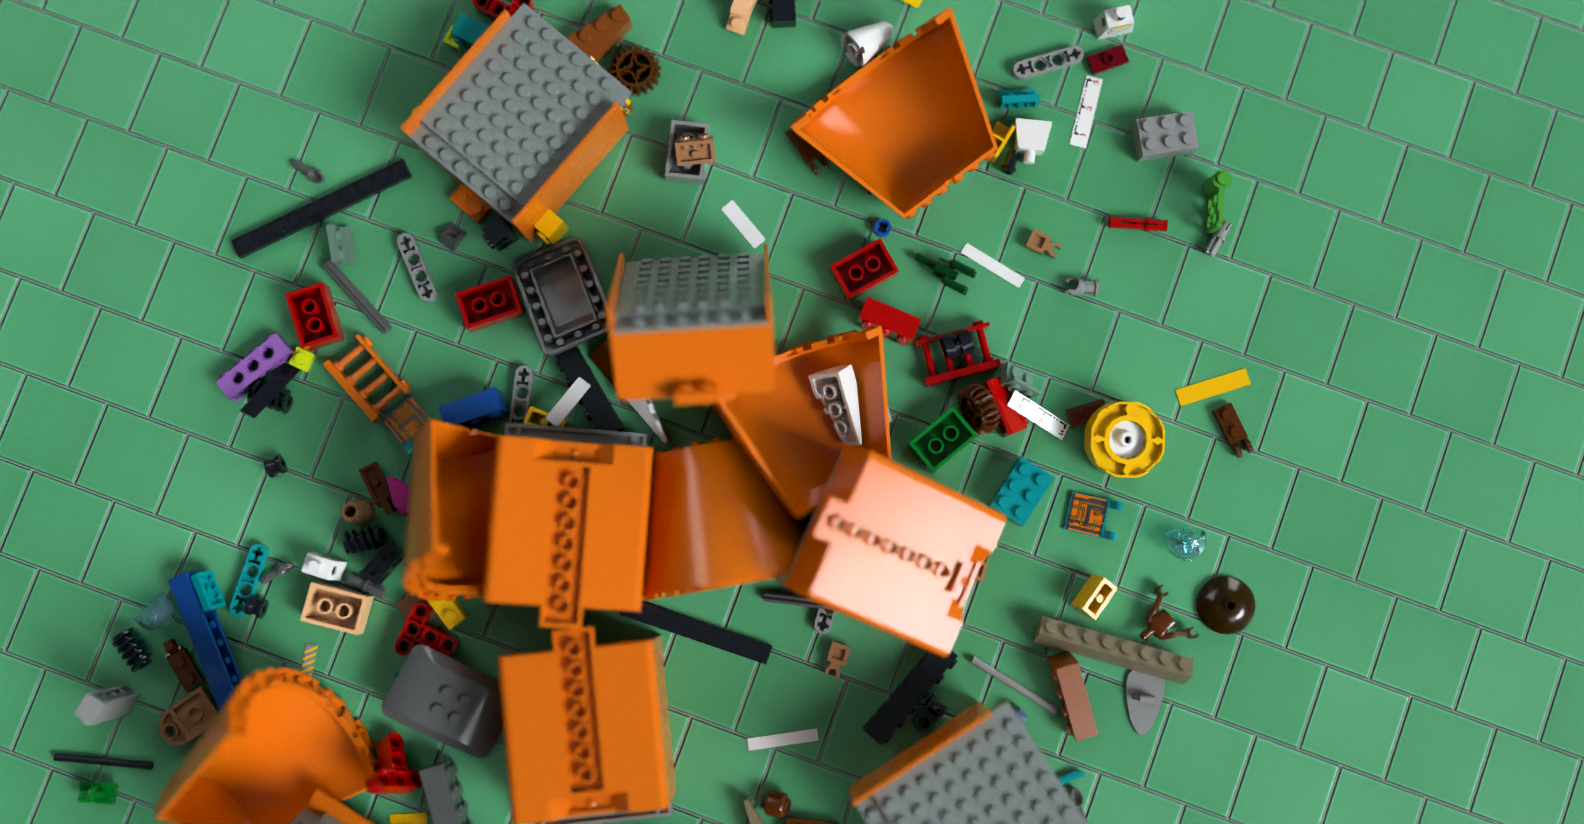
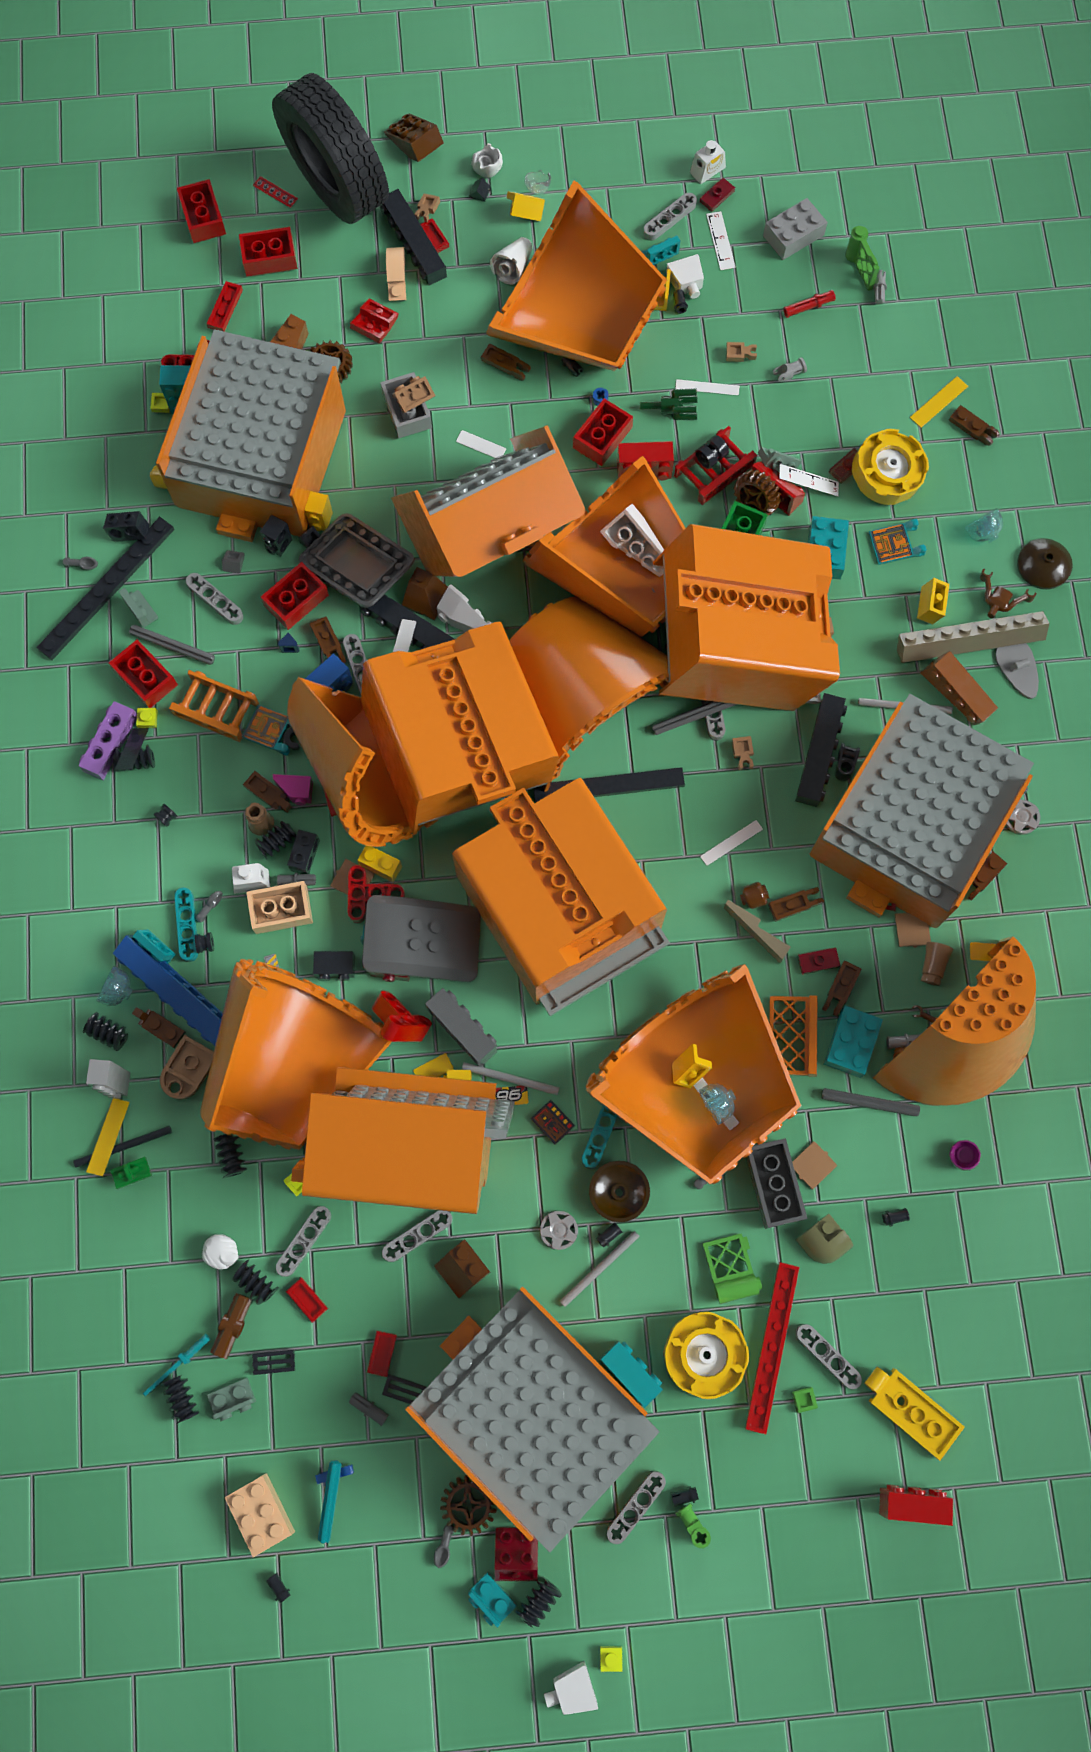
camera: 25 degrees left, 10 degrees down
(92, 748) = (107, 1137): none -> yellow sticker
(362, 685) = (334, 965): none -> black brick
(364, 157) = (126, 526): none -> black brick
(464, 348) = (288, 644): none -> dark blue slope
(502, 361) = (327, 638): none -> reddish brown hinge
(533, 246) = (309, 537): none -> black slope
(701, 43) = (374, 320): none -> red slope

